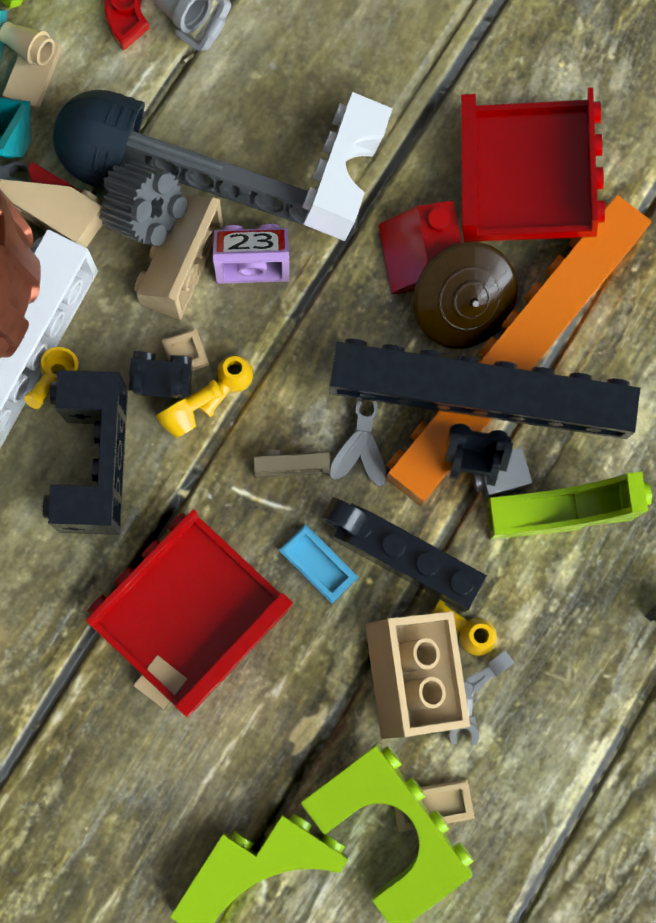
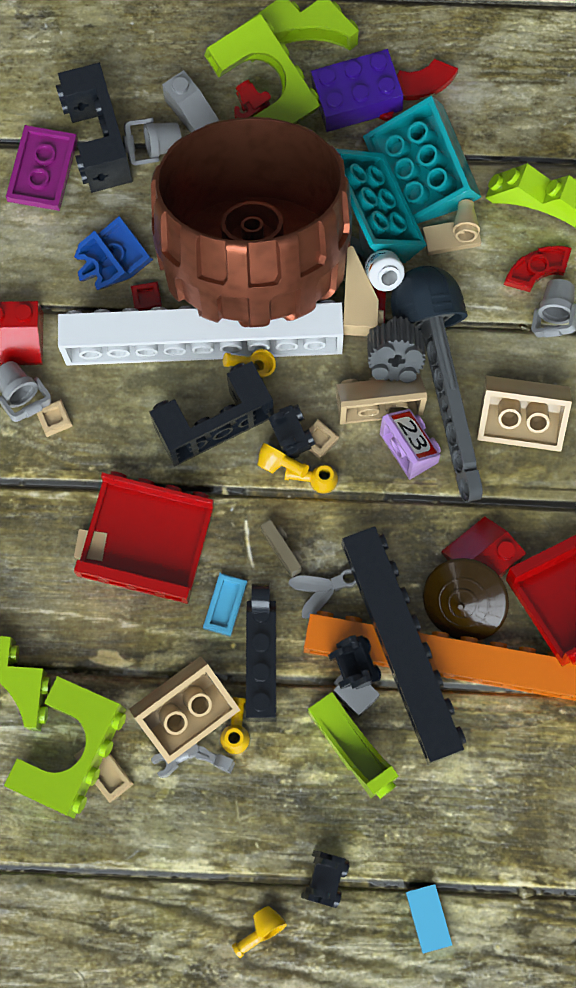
camera: 70 degrees right, 5 degrees down
(38, 159) = (384, 270): none -> white head
(287, 113) = (524, 413): none -> tan slope
(337, 198) = (476, 473): white arch -> none

